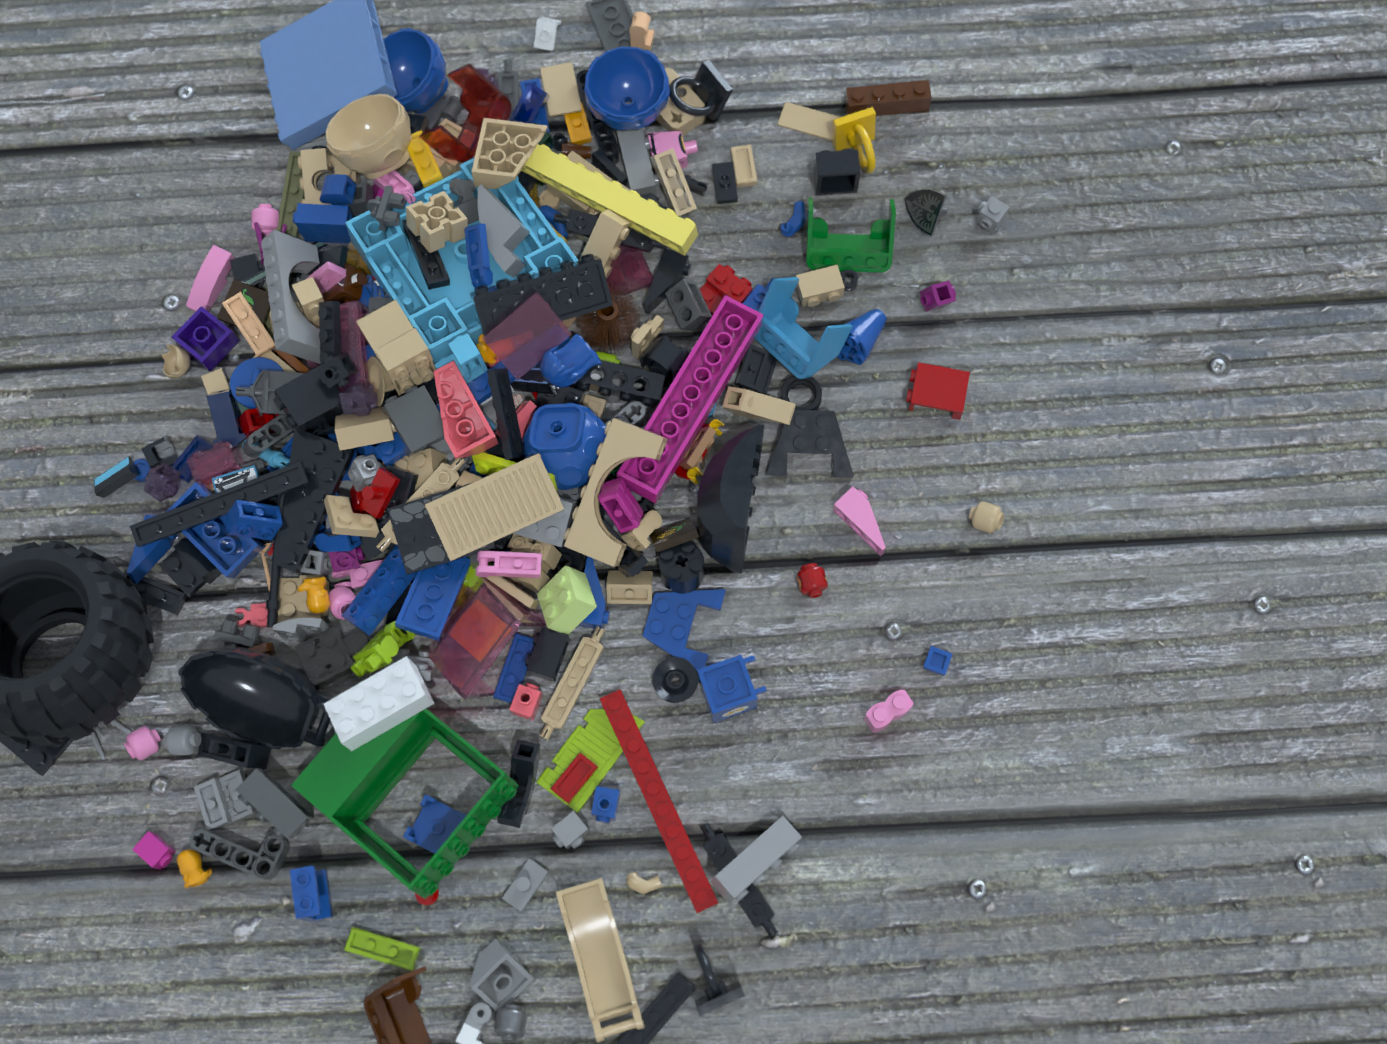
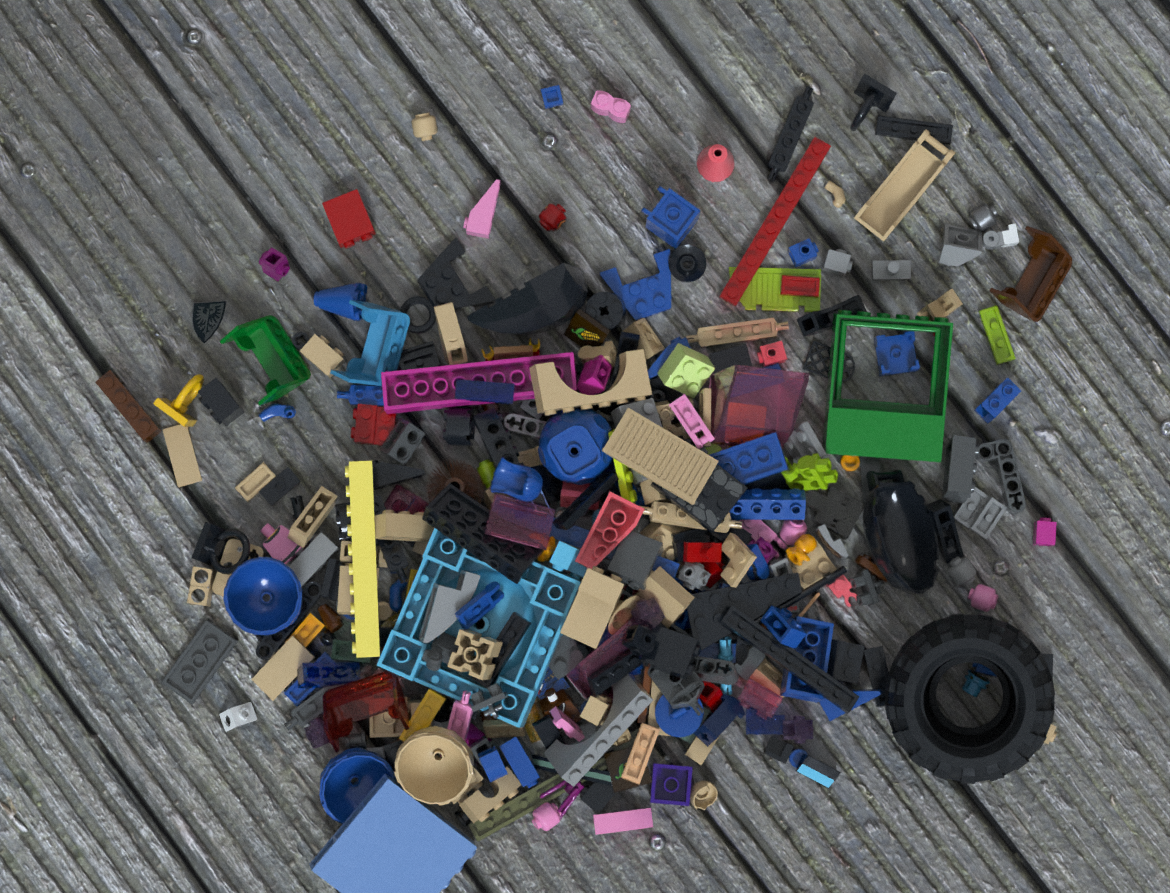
camera: 130 degrees left, 10 degrees up
(190, 867) = (1037, 499): light orange animal -> none
(235, 478) = (762, 670): tile -> none
(378, 703) = (849, 437): white brick -> none
(448, 904) = (942, 306): none -> tan brick
(477, 738) = (809, 355): none -> black window
(503, 151) = (383, 644): tan wedge -> none
(640, 33) = (196, 633): light nougat leg -> none
(644, 337) = (438, 457): tan plate -> none
(676, 389) = (484, 391): none -> clear blue tile
(681, 53) = (203, 586): none -> tan piece
(755, 859) = (771, 127): light grey brick -> none
(757, 789) = (715, 163): none -> coral cone
(992, 214) = (179, 266): light grey brick -> none

